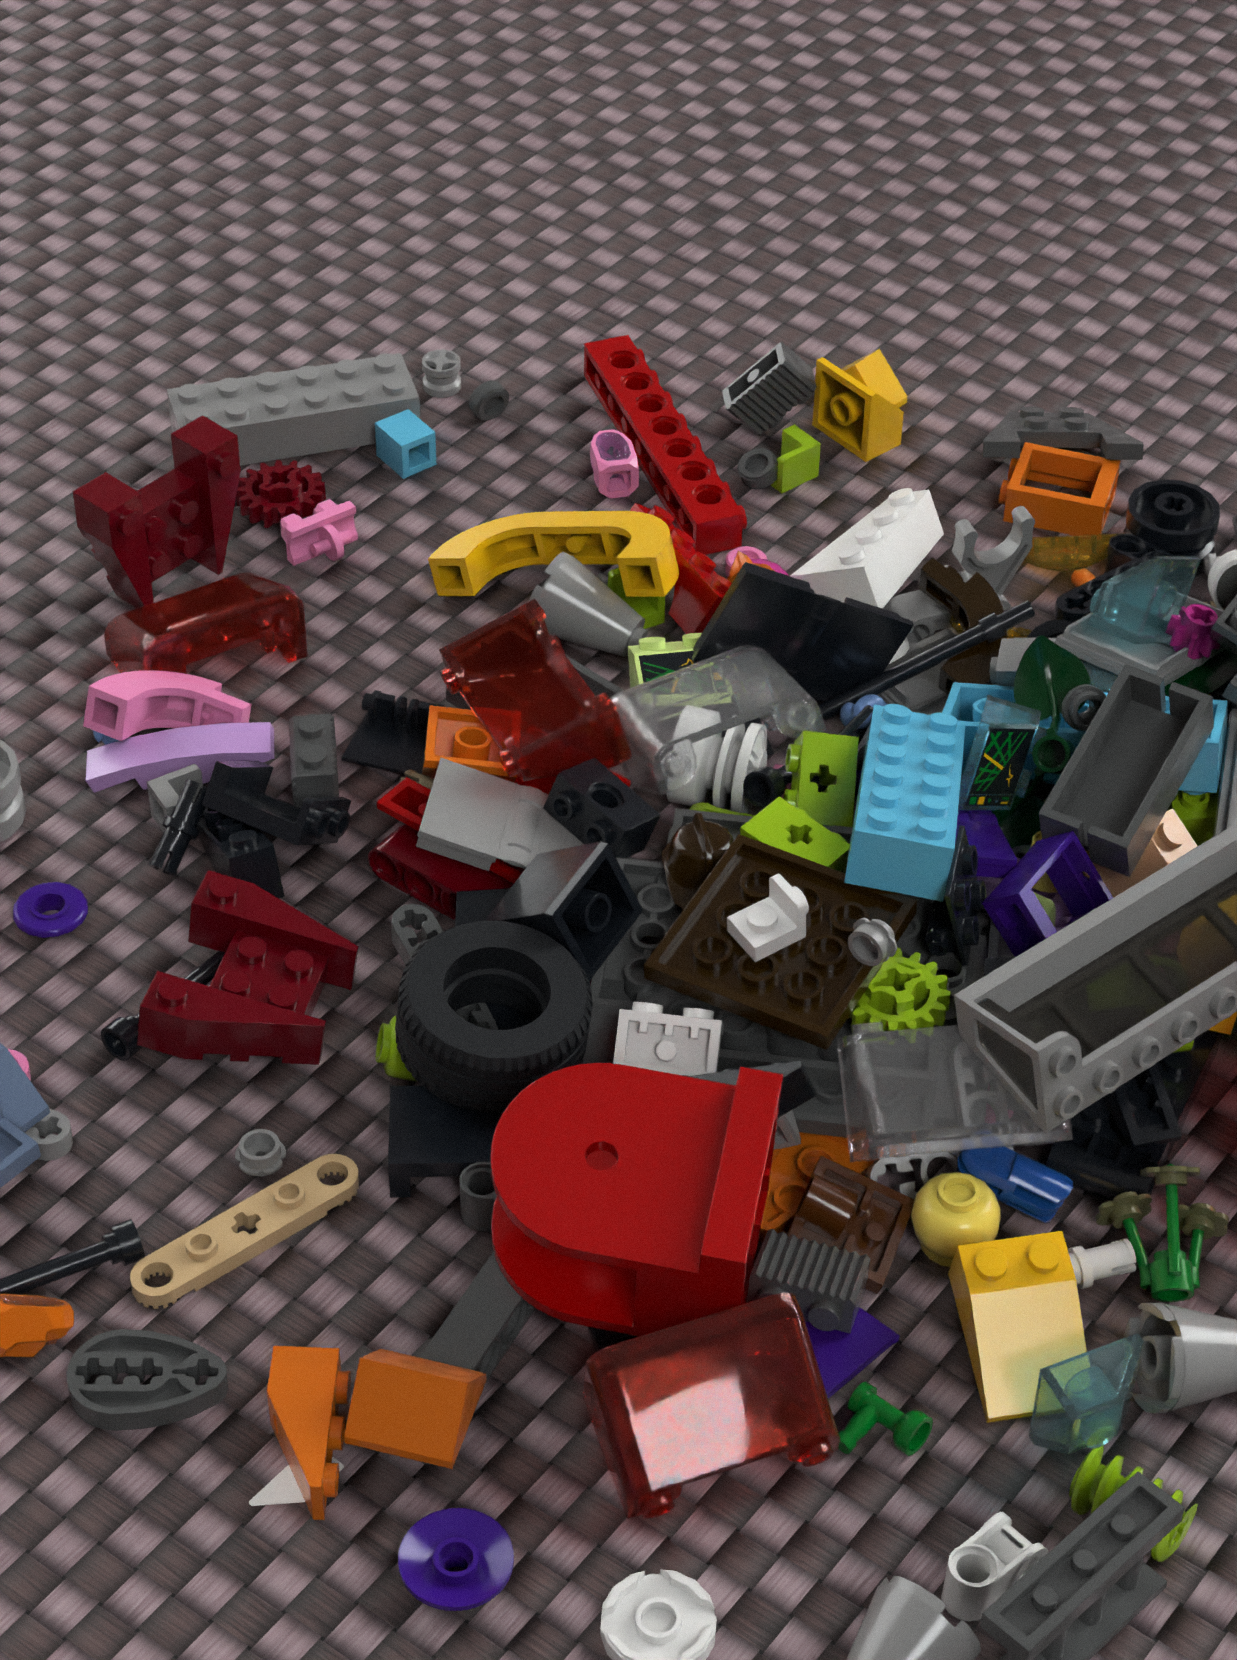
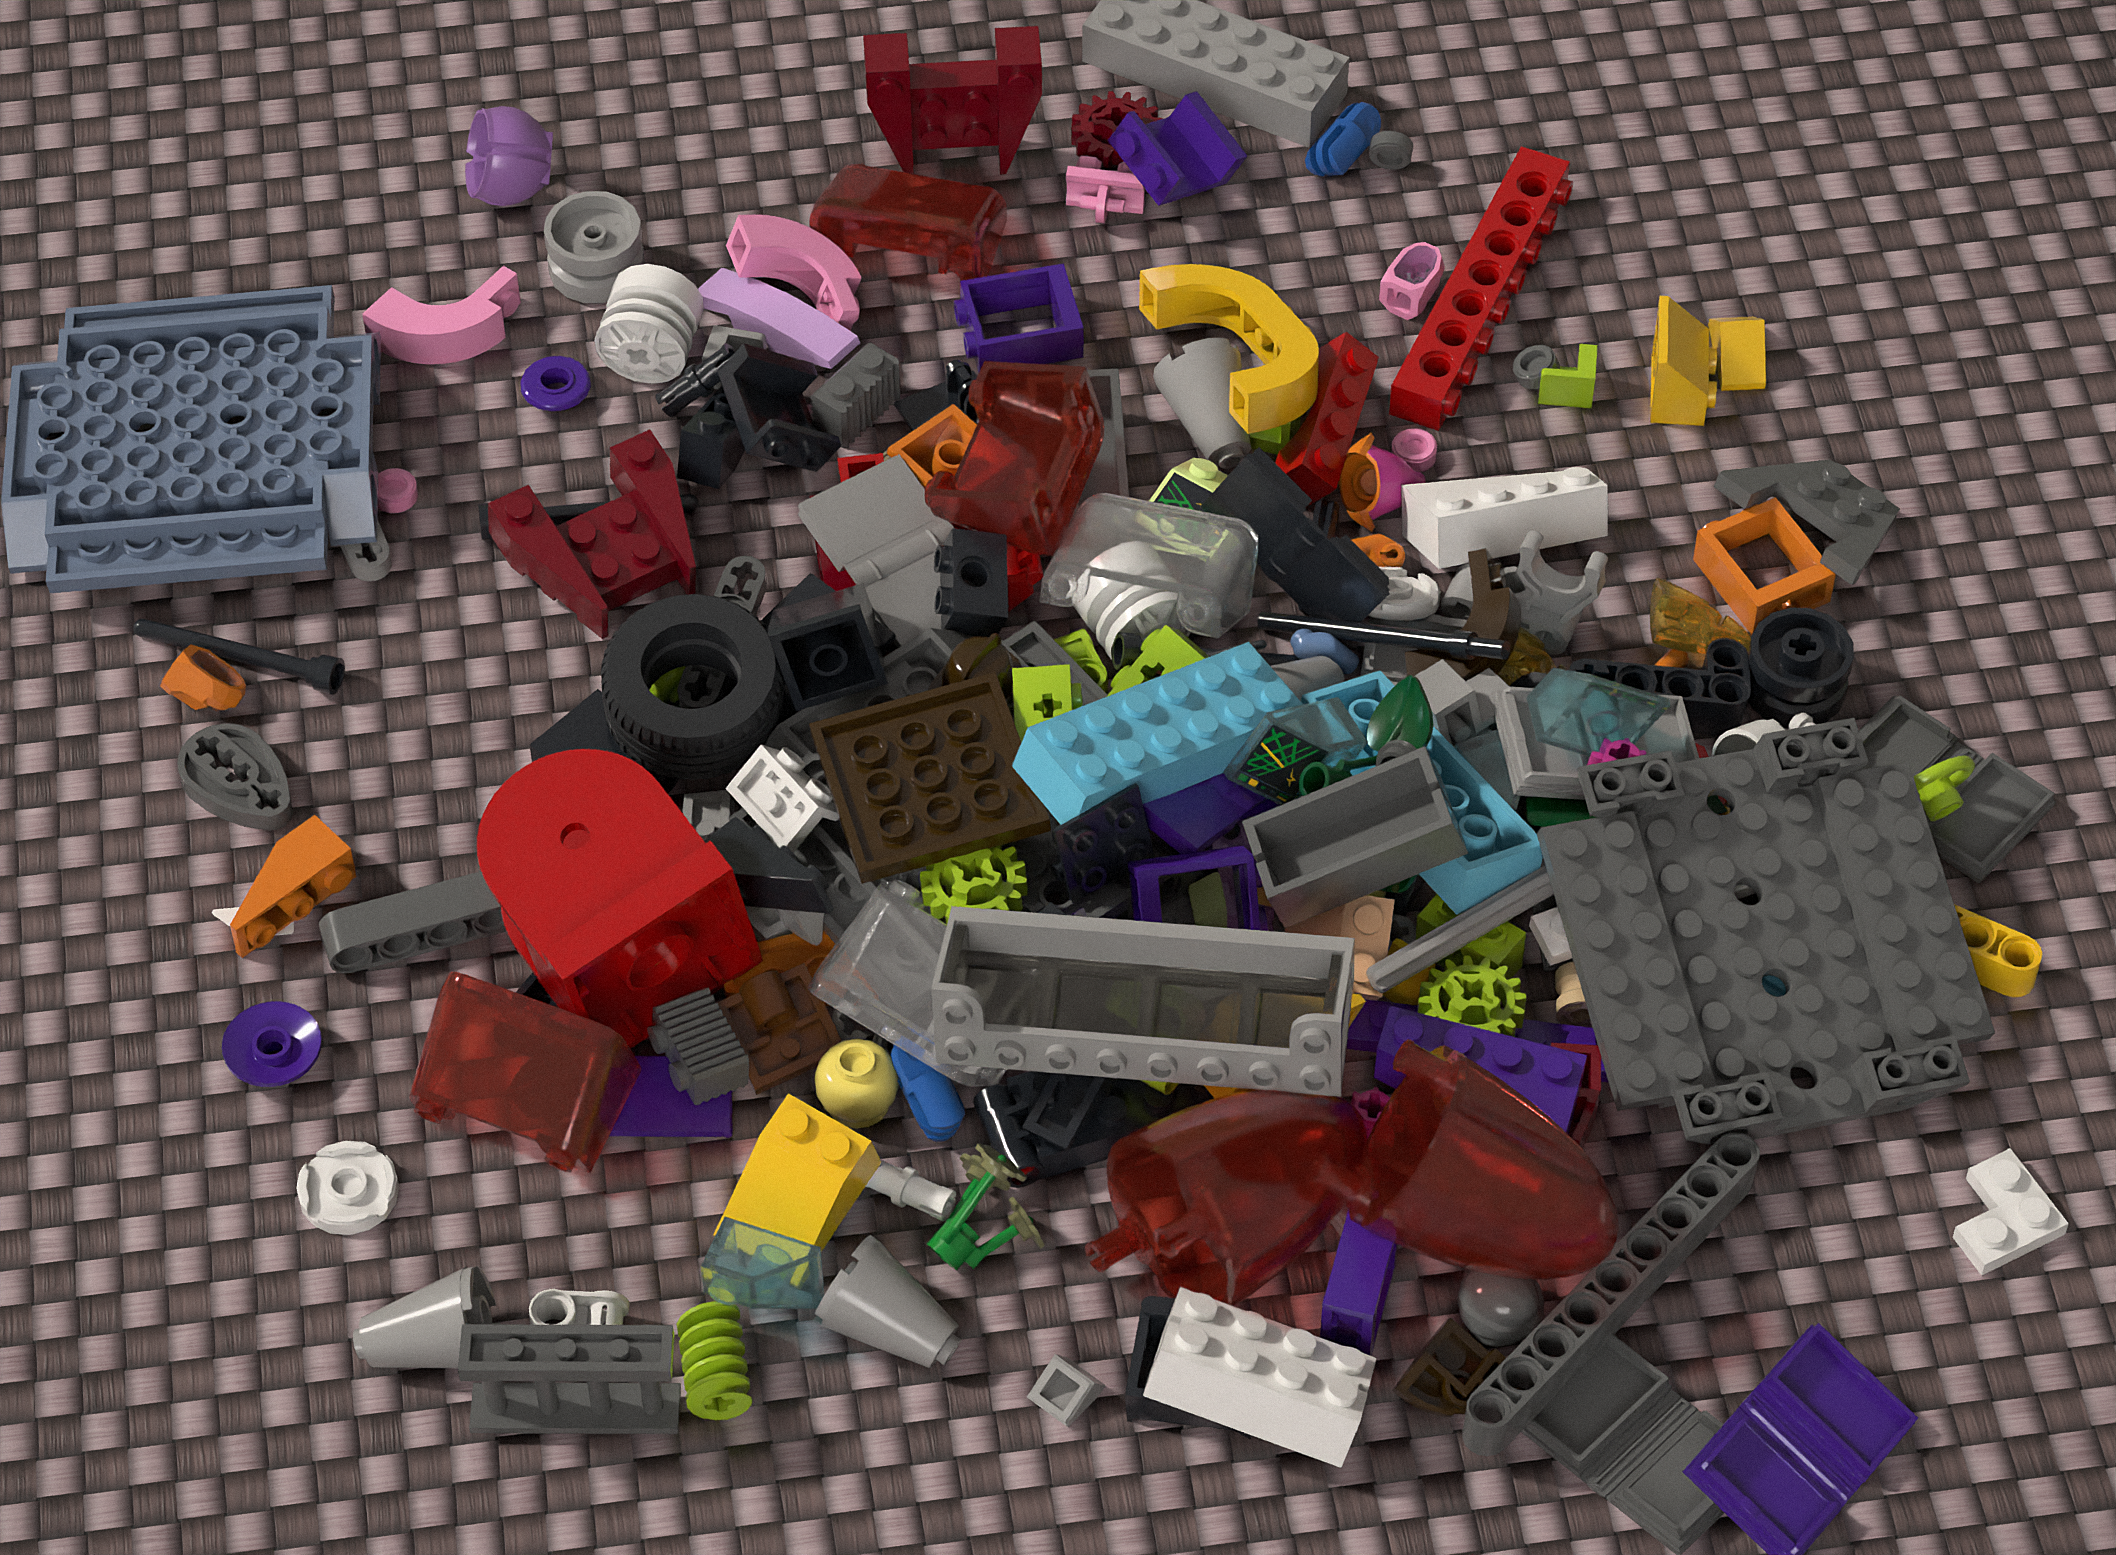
camera: 45 degrees right, 10 degrees up
(93, 811) = (649, 323): none -> white wheel
(219, 1248) = (385, 722): tan piece -> none
(260, 1153) = (479, 666): light grey plate -> none
(353, 470) = (1178, 153): none -> dark purple panel
(370, 611) = (1015, 292): none -> dark purple window
(405, 443) = (1270, 148): medium azure brick -> none
(412, 1406) = (345, 919): orange slope -> none
(441, 373) = (1388, 94): light grey wheel -> none
(449, 412) = (1344, 140): none -> blue arm
(770, 389) = (1616, 297): dark grey brick -> none
(772, 921) = (919, 756): white bracket -> none
(872, 941) = (965, 824): light grey plate -> none
(908, 1429) = (646, 1198): green piece -> none

